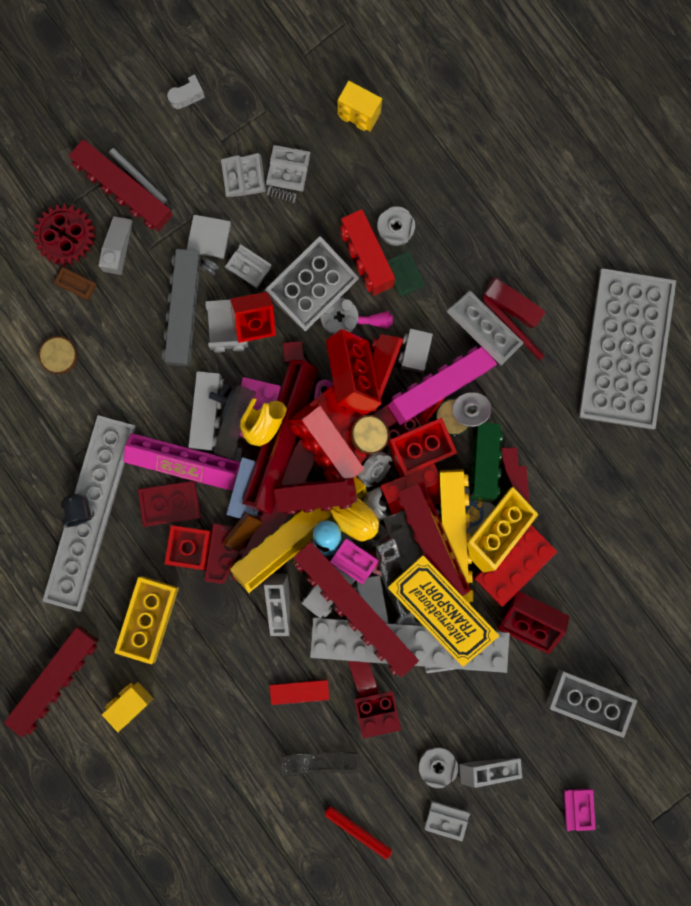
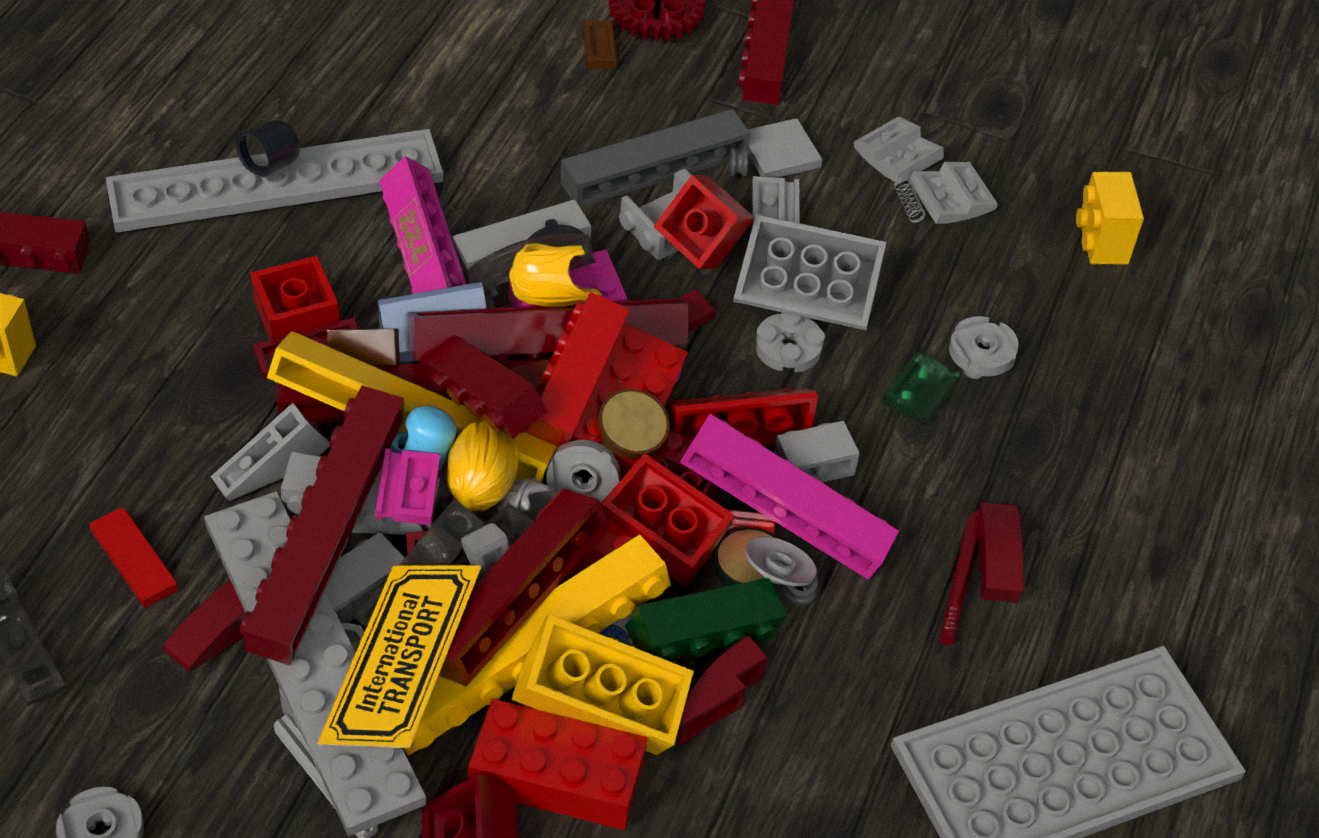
camera: 60 degrees right, 35 degrees down
(58, 355) = (485, 64): pearl gold tile -> none
(115, 246) = (680, 58): light grey slope -> none
(133, 172) = (798, 48): light grey bar -> none
(146, 620) = (145, 300): yellow brick -> none
(169, 503) = (353, 265): dark red tile -> none
(186, 94) = (952, 46): light grey leg -> none
(353, 372) = (715, 360): red brick -> none
(367, 253) = (910, 316): red brick -> none
(377, 714) = (153, 677): dark red slope -> none
(381, 320) = (830, 392): dark pink cone -> none
(405, 543) = (485, 547): none -> light grey slope
(485, 327) = (928, 526): light grey tile -> none

